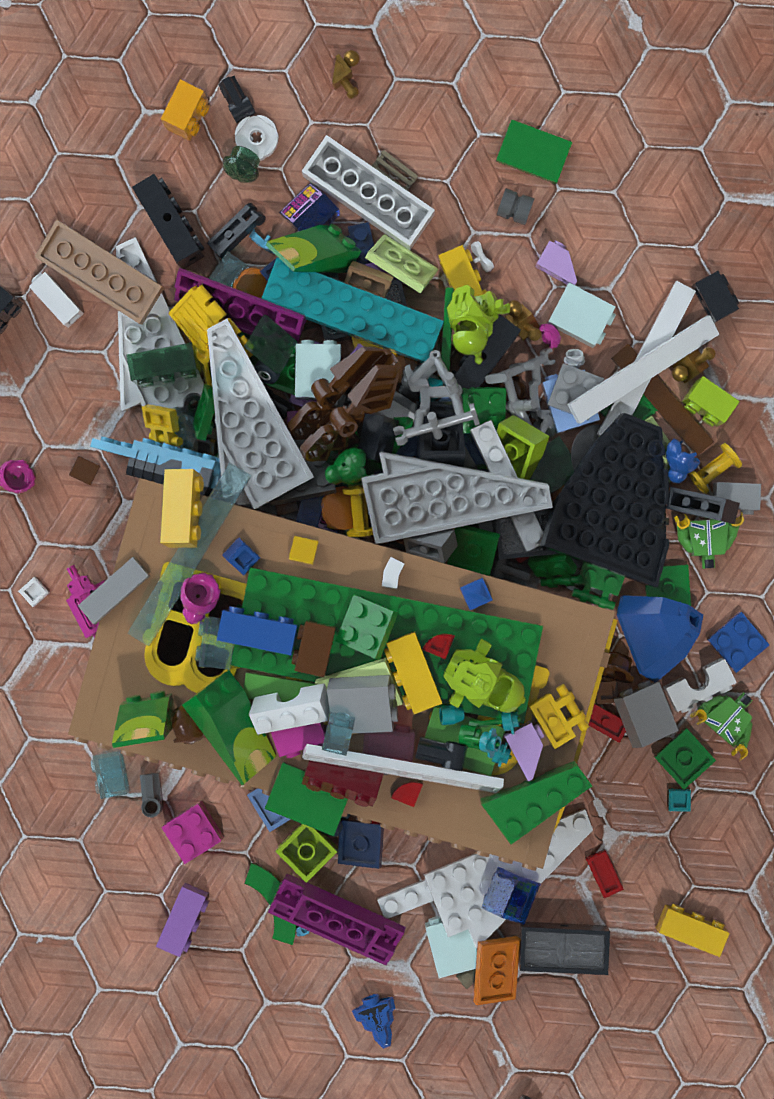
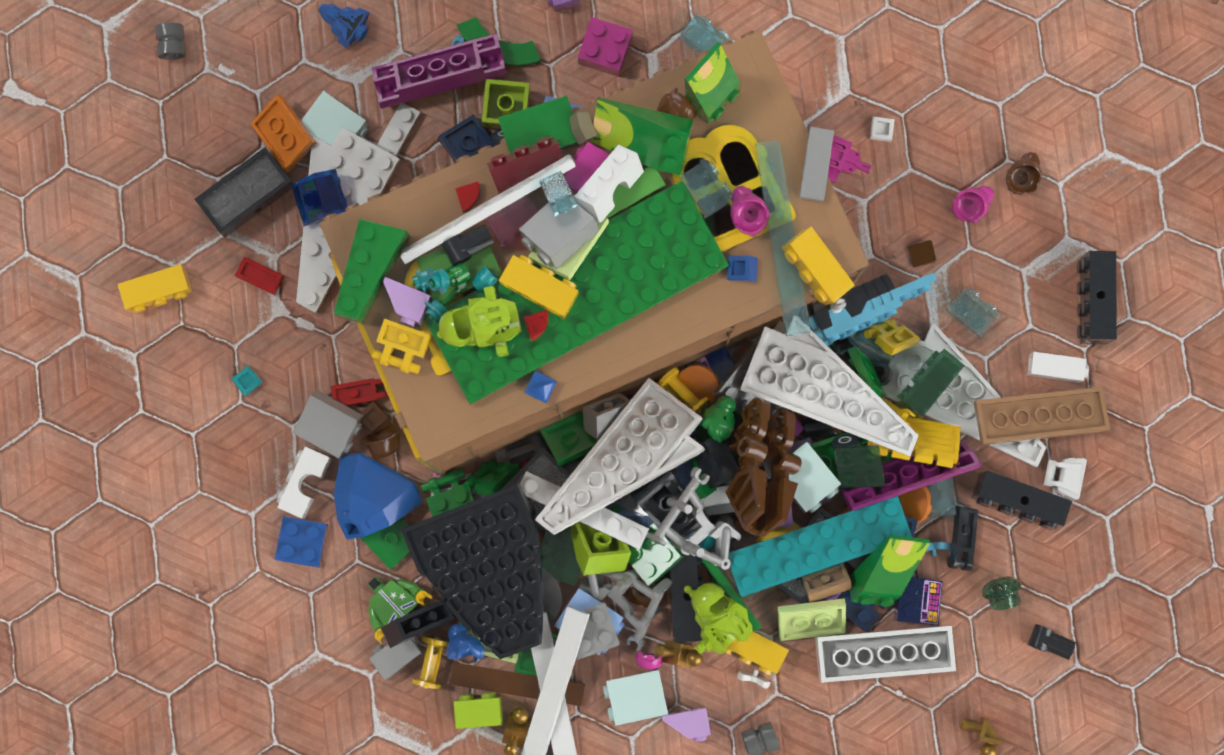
camera: 140 degrees right, 5 degrees down
(83, 394) = (973, 311): none -> clear light blue bracket
(117, 209) = (1070, 476): none -> white piece
(151, 792) = (662, 51): dark grey piece -> none
(185, 110) = (1082, 598): light orange brick -> none
(257, 631) = (682, 221): blue brick -> none
(268, 135) = (1020, 634): white plate -> none
(273, 772) = (582, 127): none -> dark tan piece
(303, 550) = (699, 312): yellow slope -> none
(314, 648) = (628, 243): reddish brown brick -> none
(366, 627) = (603, 291): green plate -> none
(379, 160) = (898, 688): dark tan tile -> none
(391, 573) = (617, 349): white piece -> none
(467, 978) = (301, 108): dark tan hose -> none
(574, 358) = (613, 658): white plate -> none
(684, 758) = (269, 416): green plate -> none
(728, 720) = (259, 473): bright green torso -> none

